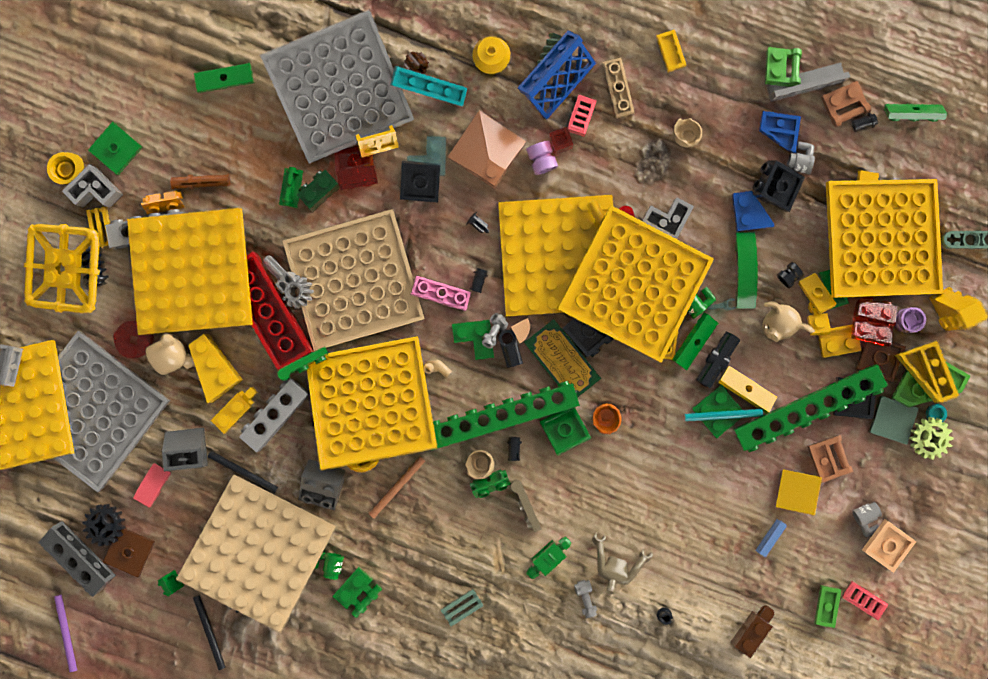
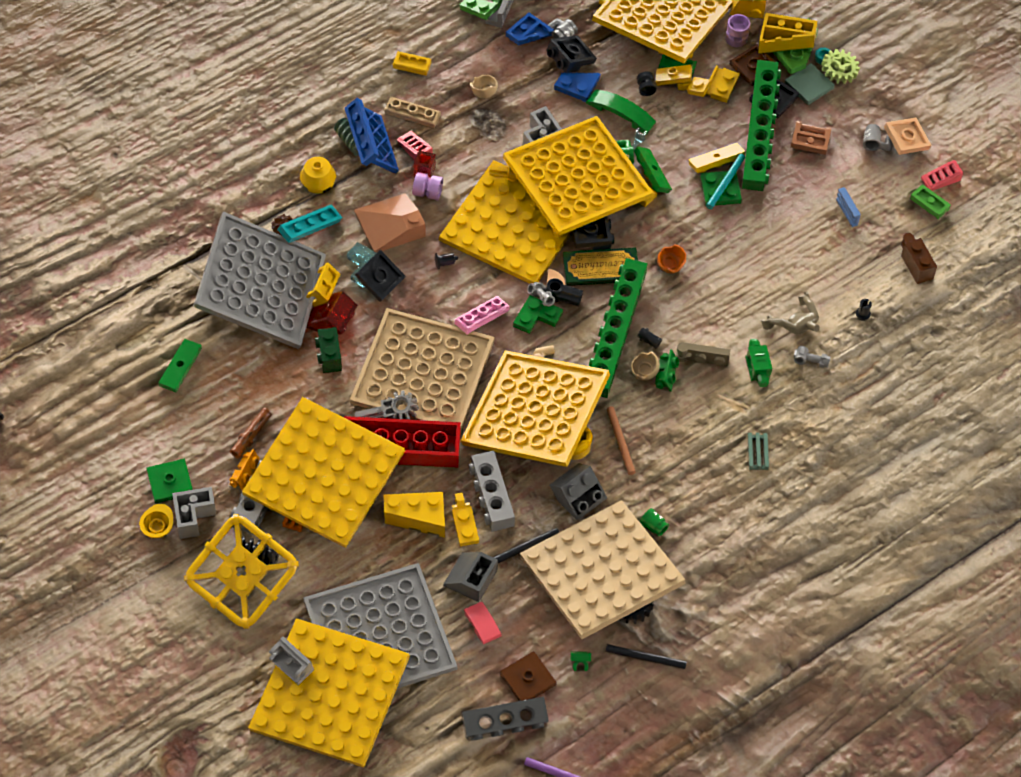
camera: 65 degrees left, 30 degrees down
(97, 211) = (215, 521): yellow tile -> none
(111, 520) = (489, 687): black gear -> none
(122, 340) = (334, 568): clear red plate -> none
(168, 355) = (379, 532): tan piece -> none
(290, 185) = (309, 371): green hinge -> none
(302, 364) = (466, 437): green plate -> none
(353, 587) = (685, 523): green plate -> none
(478, 280) = (488, 281): black pin -> none
(565, 430) = (660, 294): green plate -> none
(718, 359) = (678, 164): black piece -> none
(782, 322) = (680, 102): tan piece -> none
(798, 492) = (823, 169): yellow tile -> none
(874, 321) = (722, 51): clear red plate -> none

